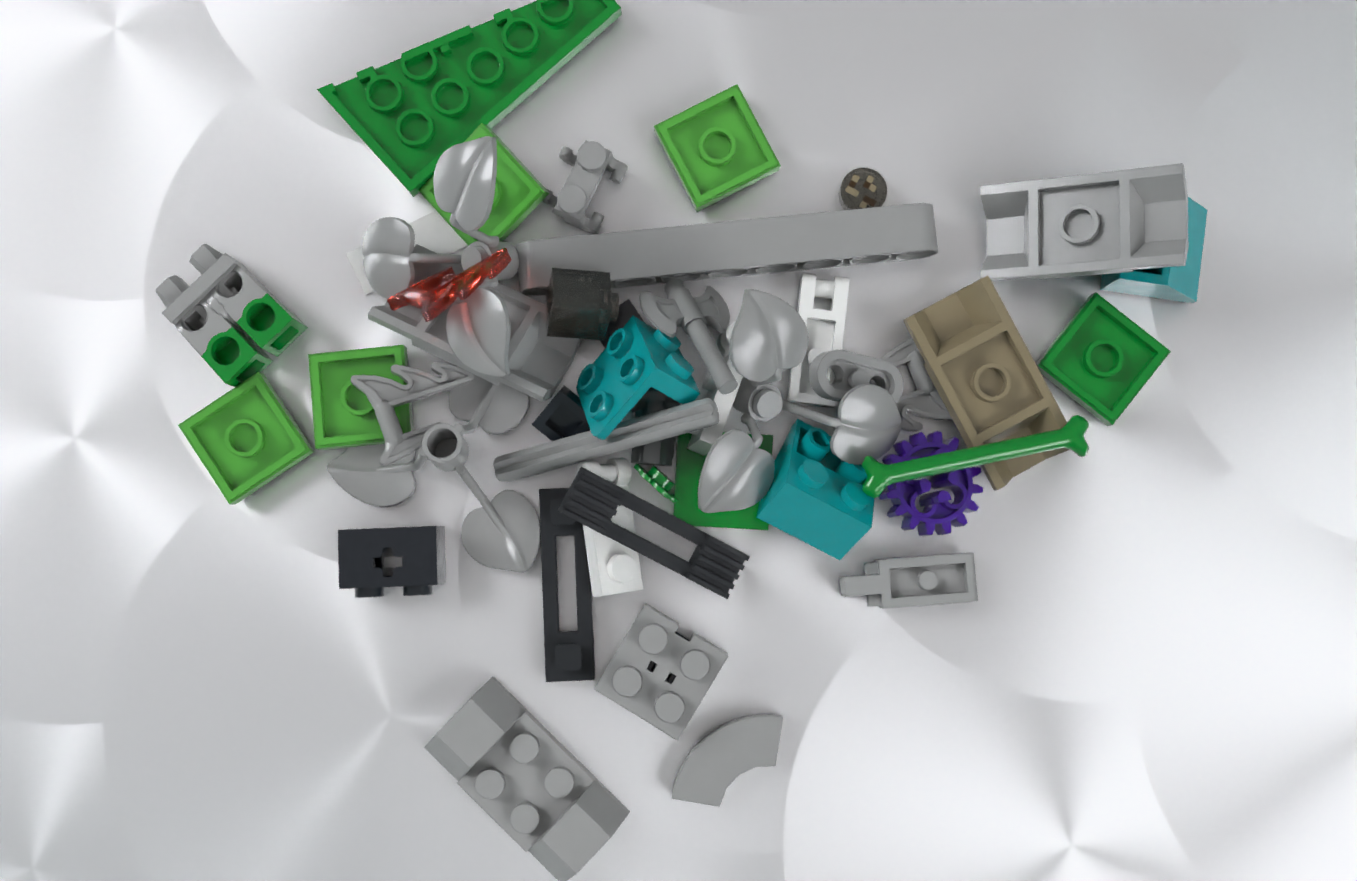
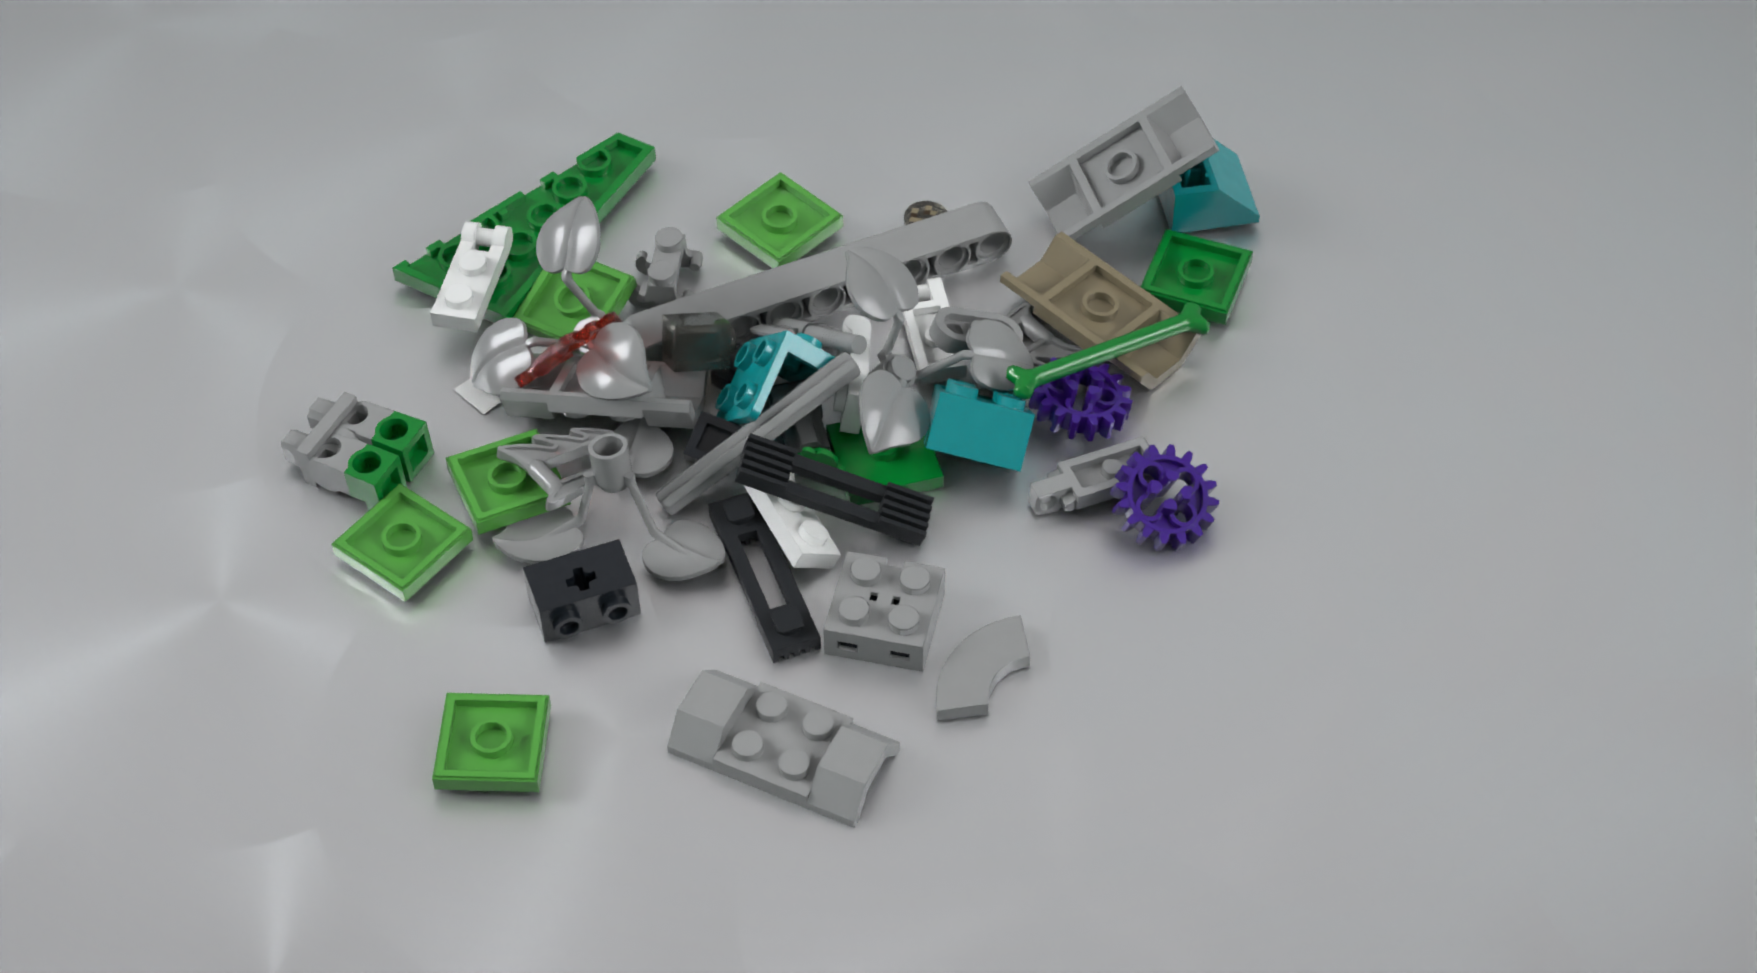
camera: 15 degrees left, 35 degrees down
(269, 697) = (492, 742): none -> bright green plate
(388, 134) = (472, 277): none -> white plate
(975, 611) = (1138, 494): none -> dark purple gear

